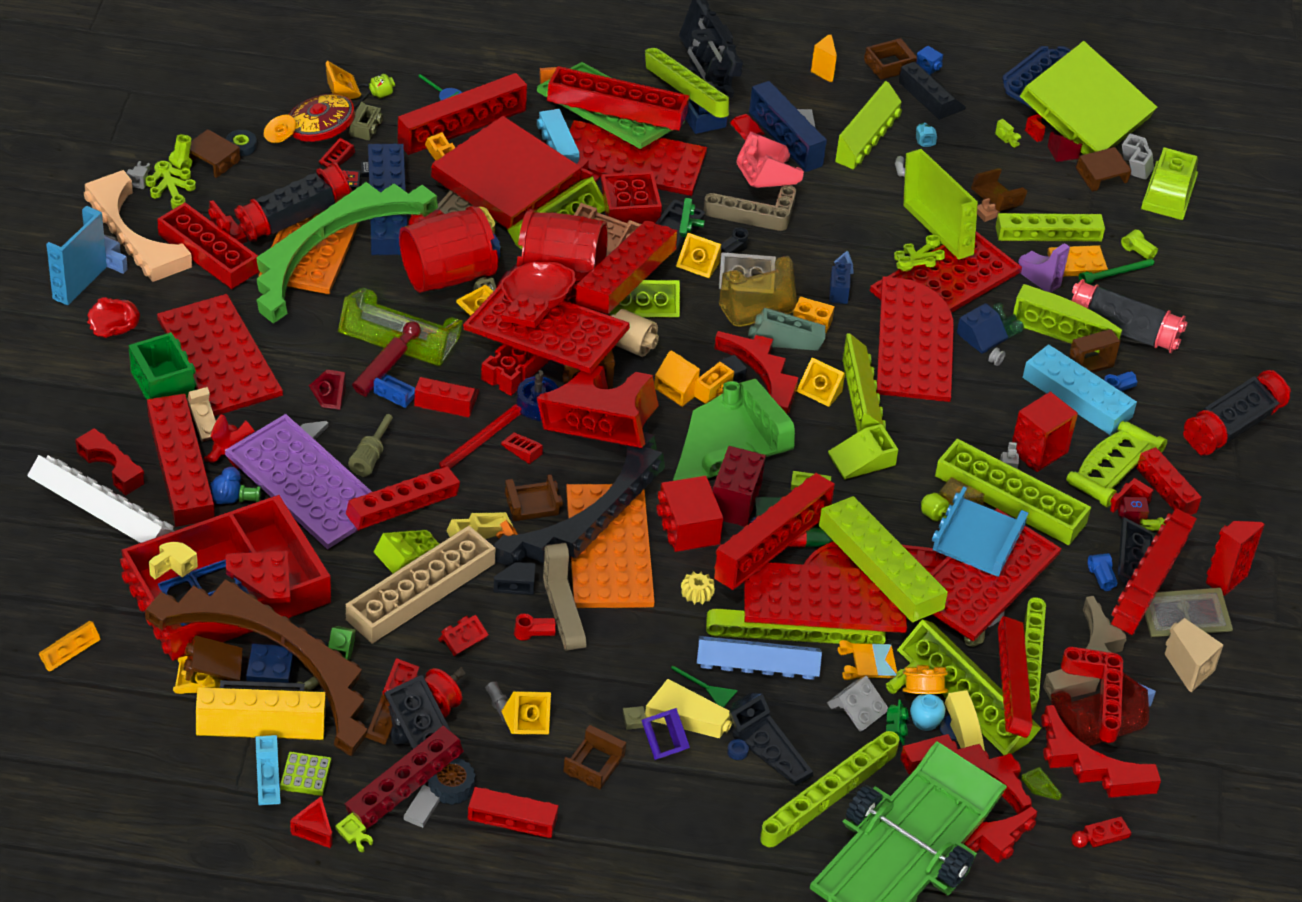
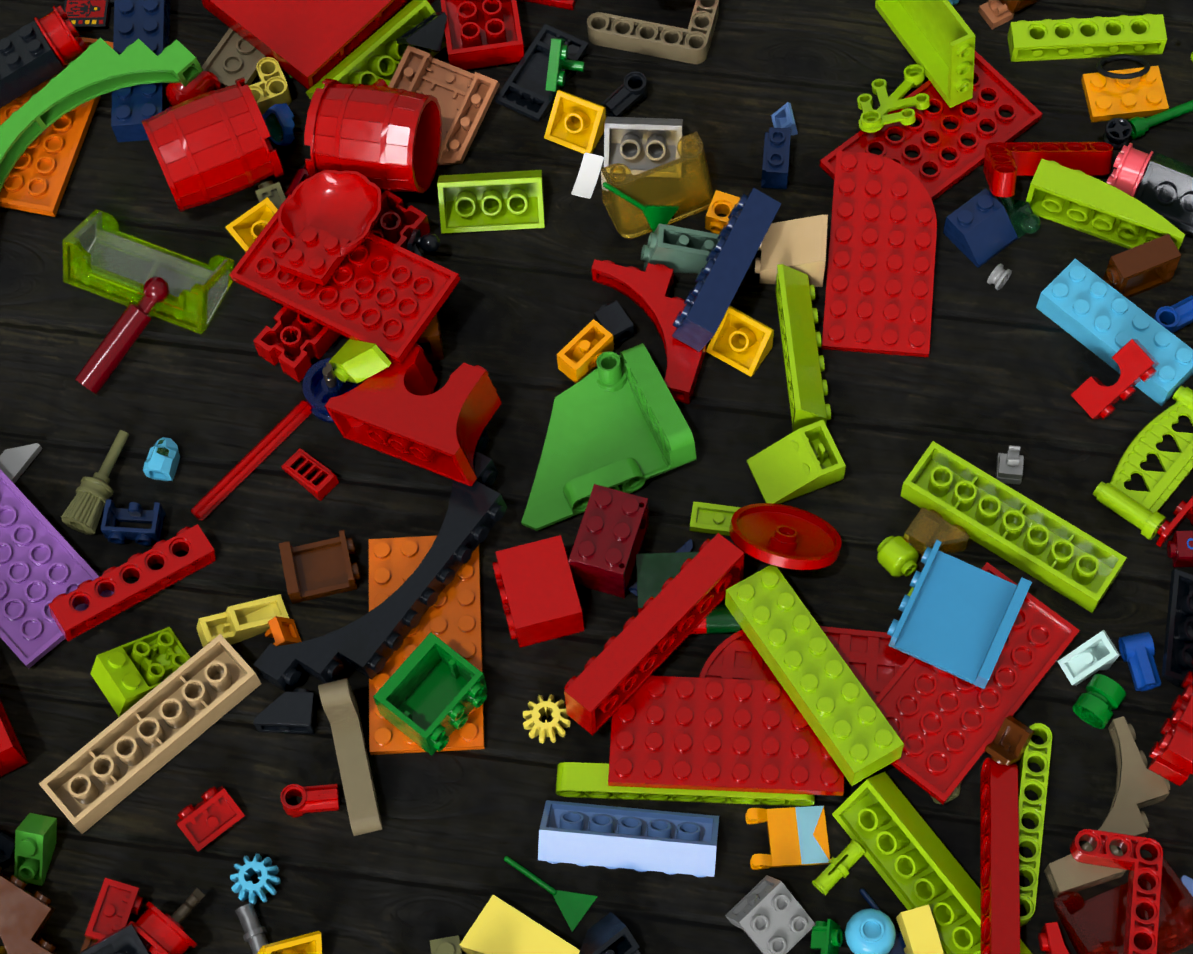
camera: 10 degrees right, 20 degrees up
(330, 389) = (46, 390): dark red slope -> none
(394, 390) = (135, 384): blue bracket -> none
(397, 470) = (135, 515): none -> dark blue window
(416, 435) = (162, 460): none -> medium azure rock
(445, 397) = (206, 388): red slope -> none
(498, 669) = (244, 882): none -> medium azure gear
(561, 372) = (358, 361): none -> lime slope
(593, 198) = (426, 34): none -> black slope
(620, 562) = (431, 694): none -> green container
(626, 267) = (463, 163): red brick -> none
(641, 335) = (481, 269): tan cylinder -> none
(676, 378) = (532, 347): light orange slope -> none
(708, 289) = (587, 175): none -> white sticker
(756, 307) = (653, 213): none -> green piece
(810, 333) = (725, 269): none -> dark blue brick
(860, 488) = (785, 536): none -> red dish
(862, 325) = (797, 245): none -> tan slope
(925, 680) = (868, 886): light orange wheel -> none
(999, 291) = (1012, 159): none -> red beam
(1018, 604) = (1010, 742): none -> reddish brown bracket
(1044, 270) = (1072, 117): medium lavender arch -> none
(1044, 431) = (1061, 422): red container -> none
(1071, 278) = (1121, 128): none -> black wheel
(1071, 563) = (1089, 658): none -> light aqua slope
(1076, 590) = (1098, 701): none -> green wheel
(1088, 244) = (1123, 57): none -> black piece
(1092, 402) = (1134, 366): none -> red arch

